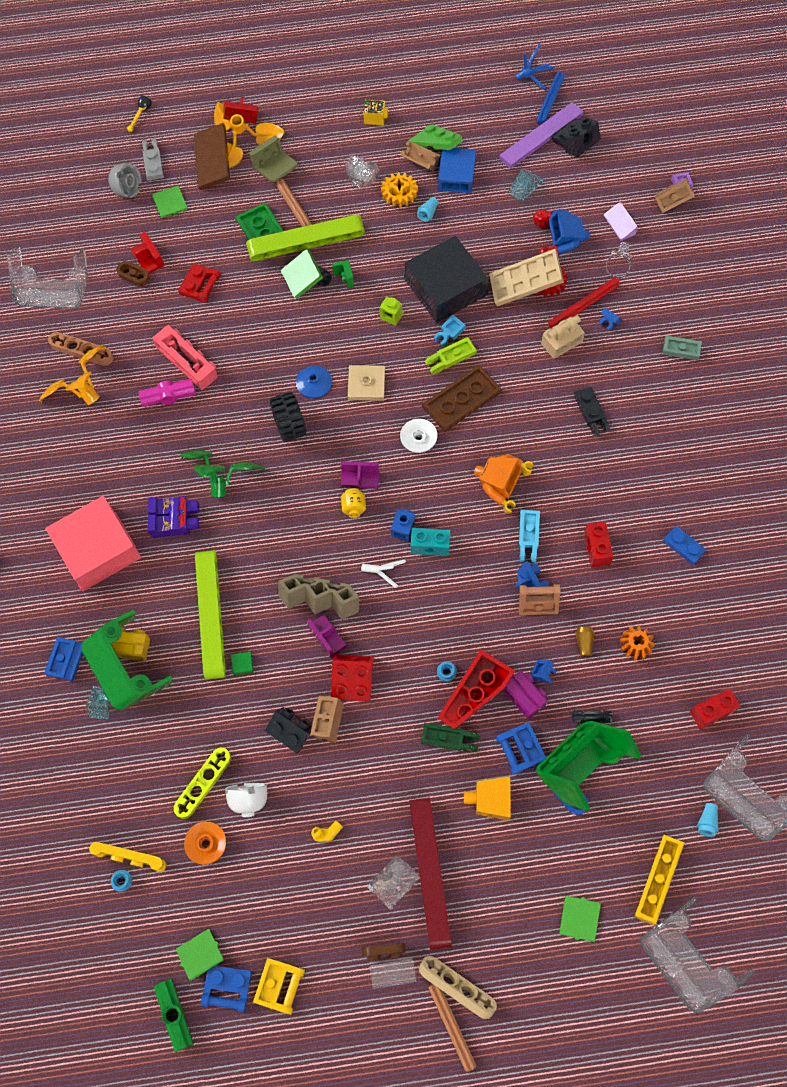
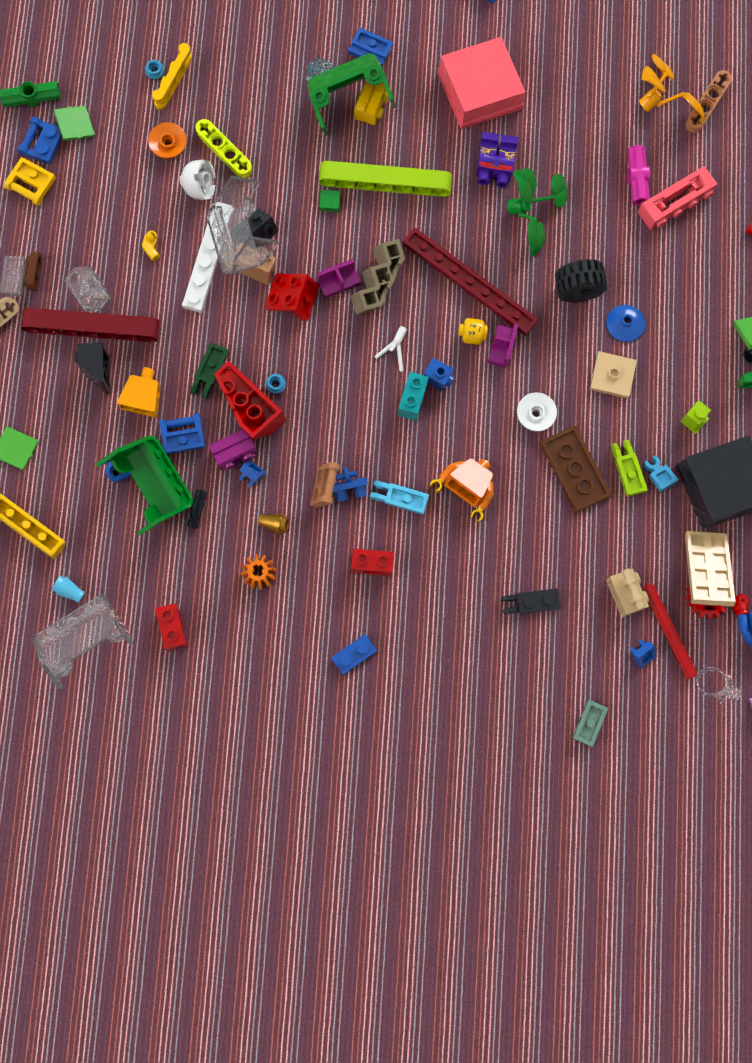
camera: 90 degrees right, 10 degrees up
(301, 518) = (469, 281): none -> dark red plate
(308, 740) = (231, 231): none -> clear windscreen
(326, 770) = (201, 275): none -> white plate
(476, 849) = (95, 364): none -> black slope

